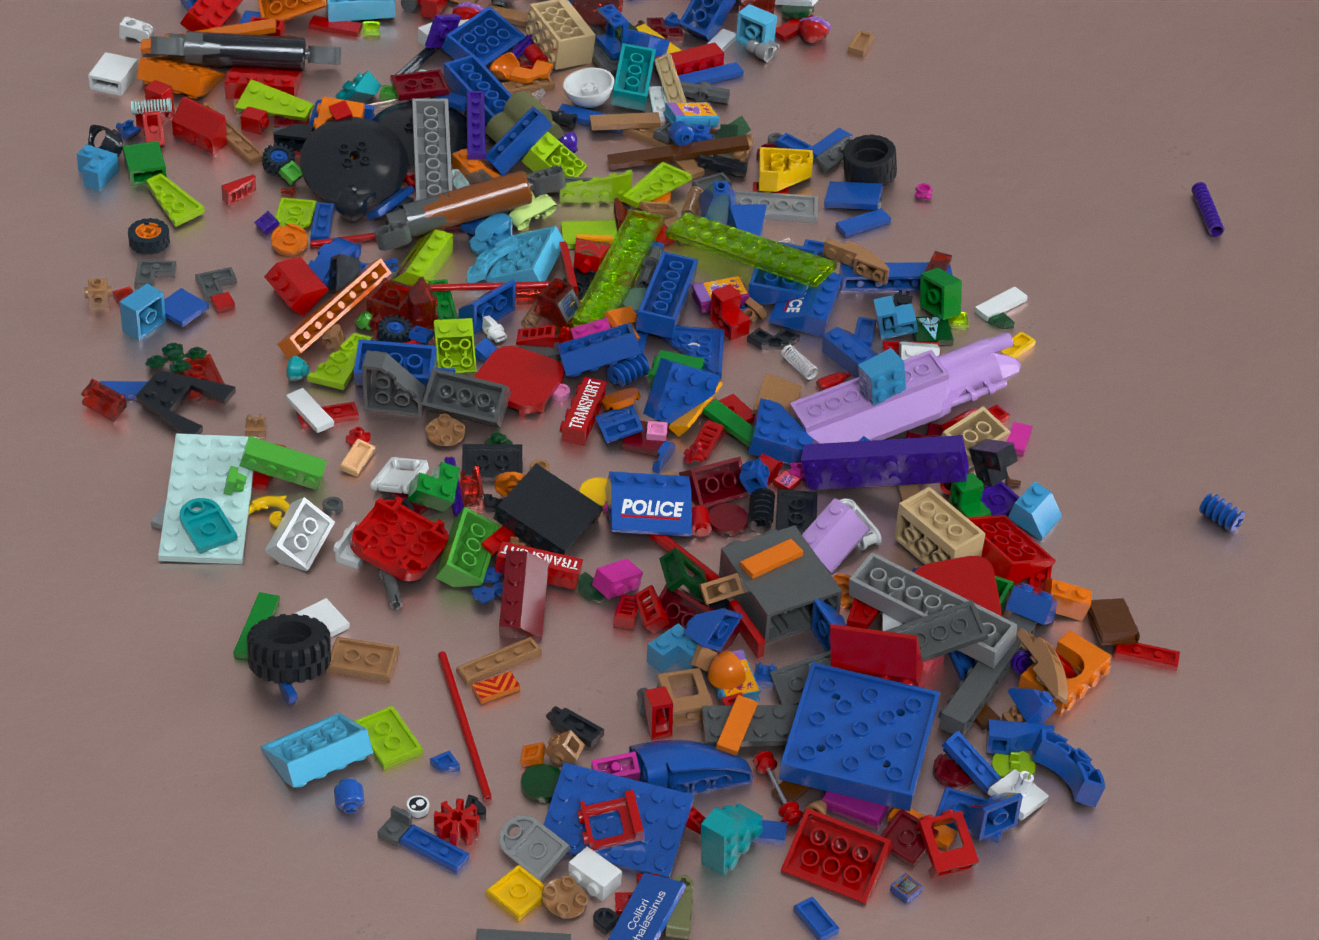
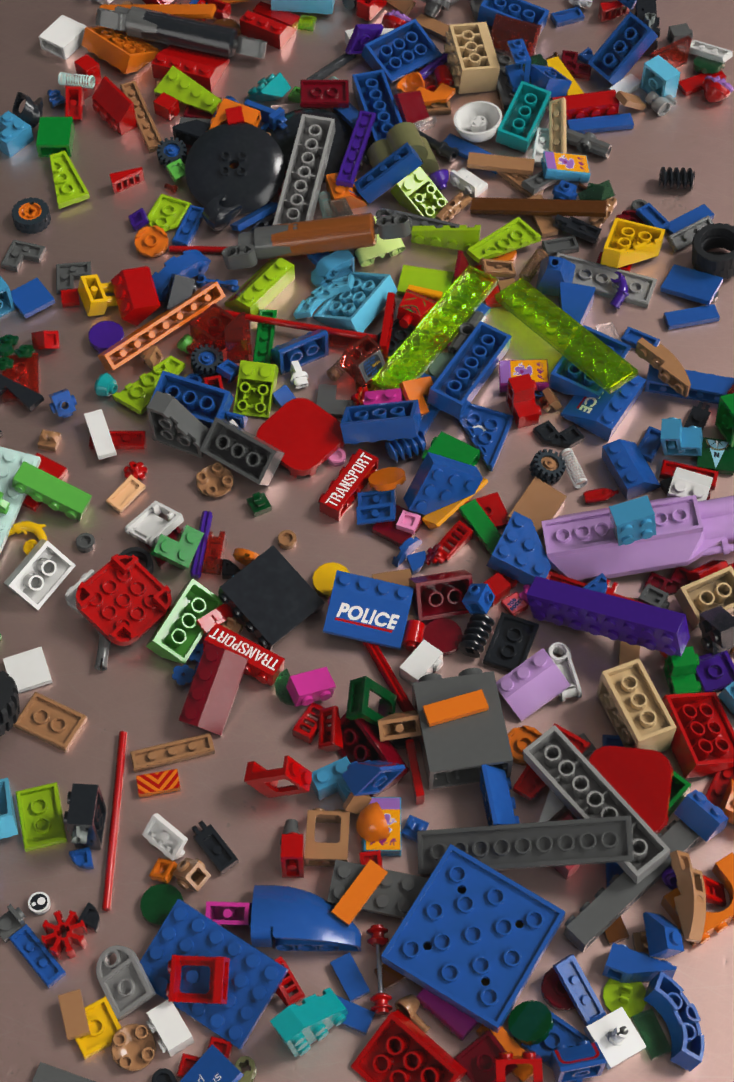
camera: 20 degrees right, 15 degrees up
(214, 339) = (45, 340): none -> red panel
(251, 293) = (93, 295): none -> yellow brick
(259, 390) = (58, 398): none -> blue brick
(276, 327) = (104, 335): none -> dark purple tile
(332, 36) = (265, 29): none -> red slope
(381, 112) = (277, 119): none -> blue tile
(442, 715) = (86, 816): none -> black piece
(492, 459) = (245, 525): black tile -> none
(495, 882) = (74, 1014): none -> medium nougat tile
(514, 80) = (411, 106): none -> dark red tile
(525, 722) = (165, 837): none -> white bracket
(540, 336) = (338, 398): red slope -> none
(592, 165) = (453, 207): none -> medium nougat hinge
(596, 143) = (468, 182): none -> white bracket
(607, 664) = (266, 780): none -> red window
(676, 462) = (416, 561): none -> blue tile
(681, 133) = (545, 189): blue head -> none
(716, 537) = (422, 661): none -> white brick
(733, 50) = (630, 100): none -> medium nougat tile
(751, 799) = (350, 977): none -> blue tile
(774, 363) = (547, 466): none -> black wheel
(789, 209) = (622, 291): none -> dark purple piece
(804, 107) = (675, 177): none -> black piece
(877, 653) = (512, 860): red slope -> none
(936, 797) = (530, 1022): none -> dark green tile
(1050, 785) = (651, 1034): none -> clear green tile

